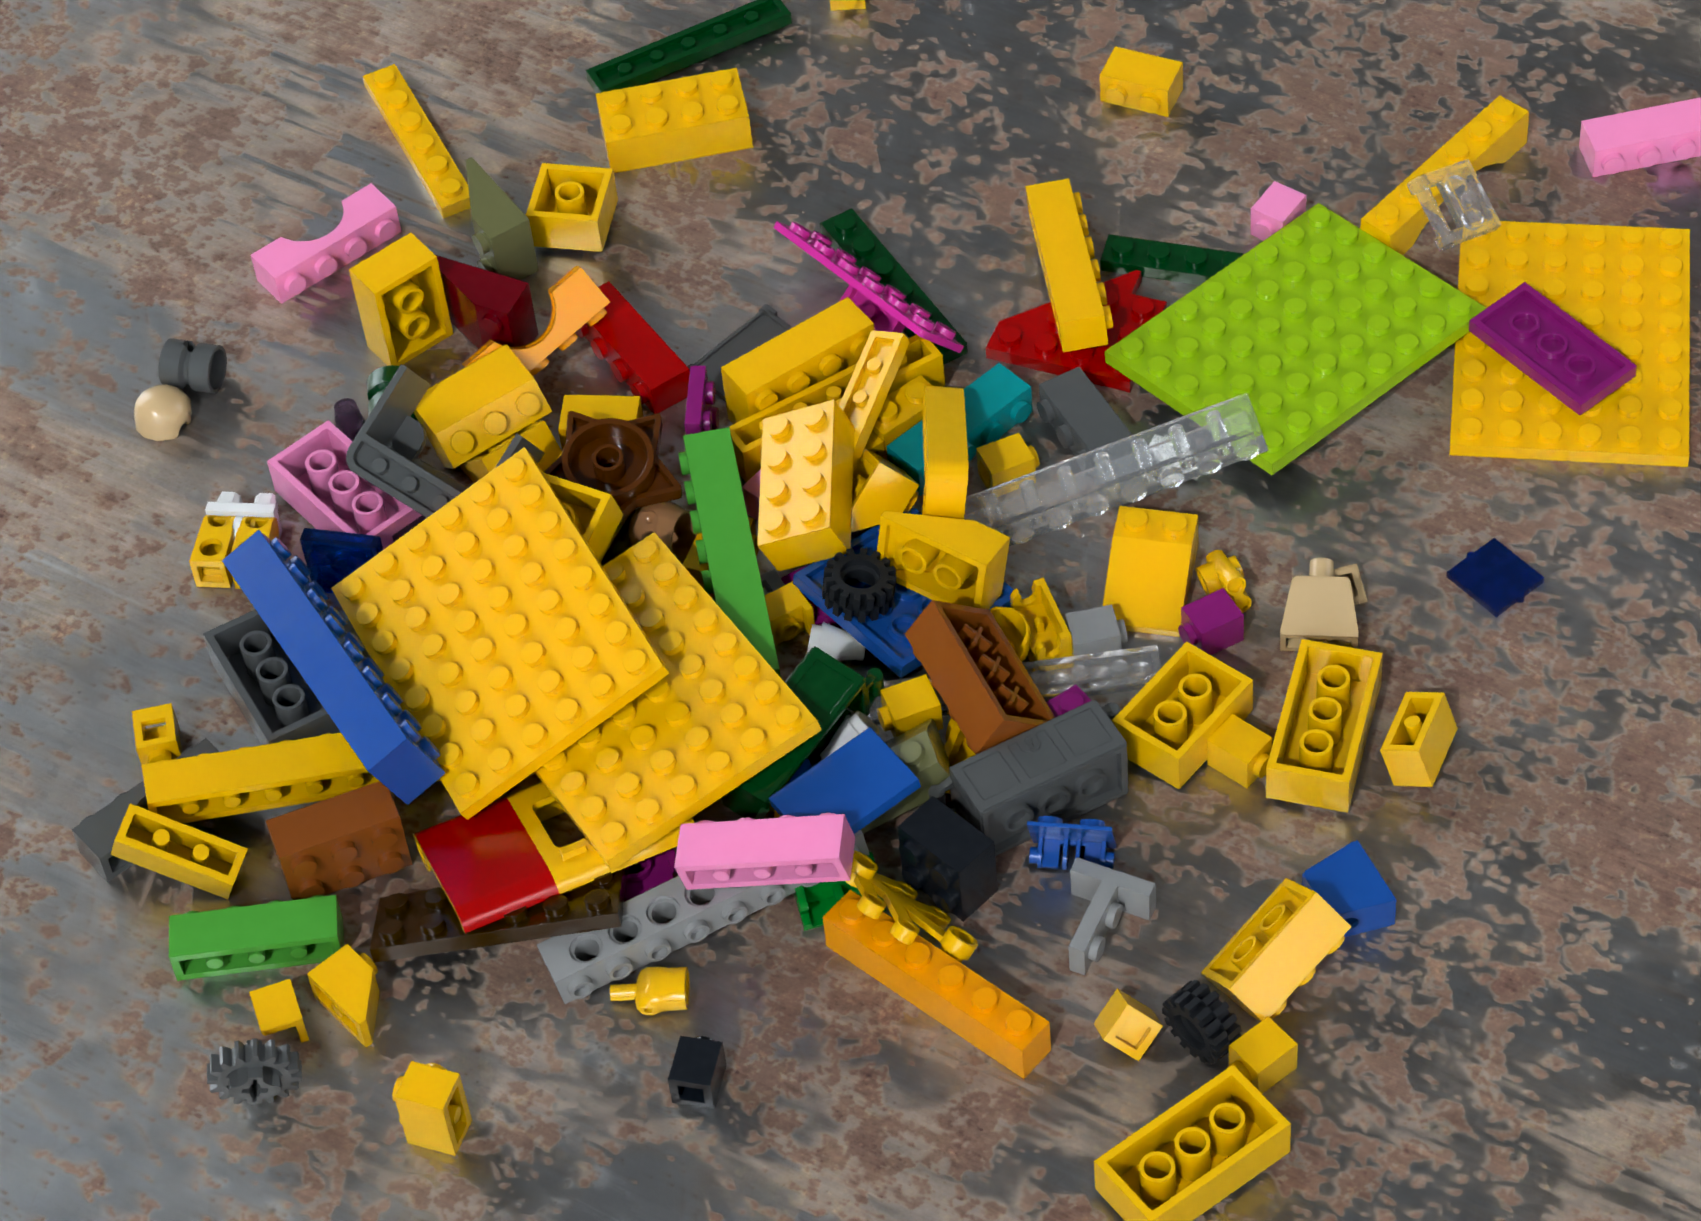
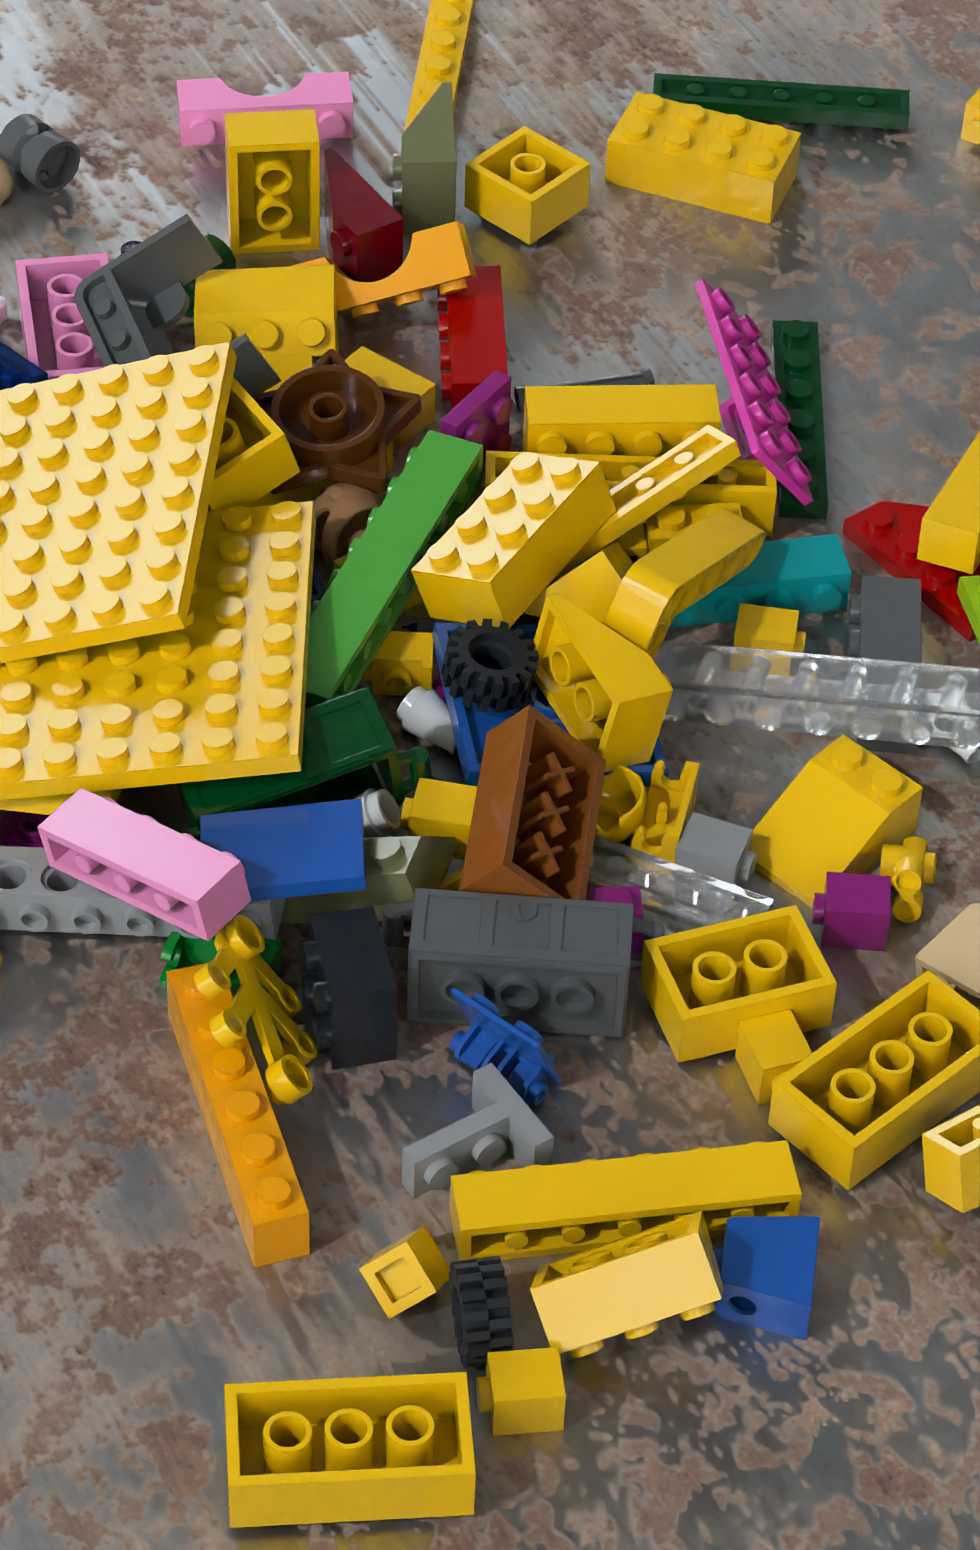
camera: 25 degrees right, 5 degrees down
(1220, 901) = (599, 1201): none -> yellow brick

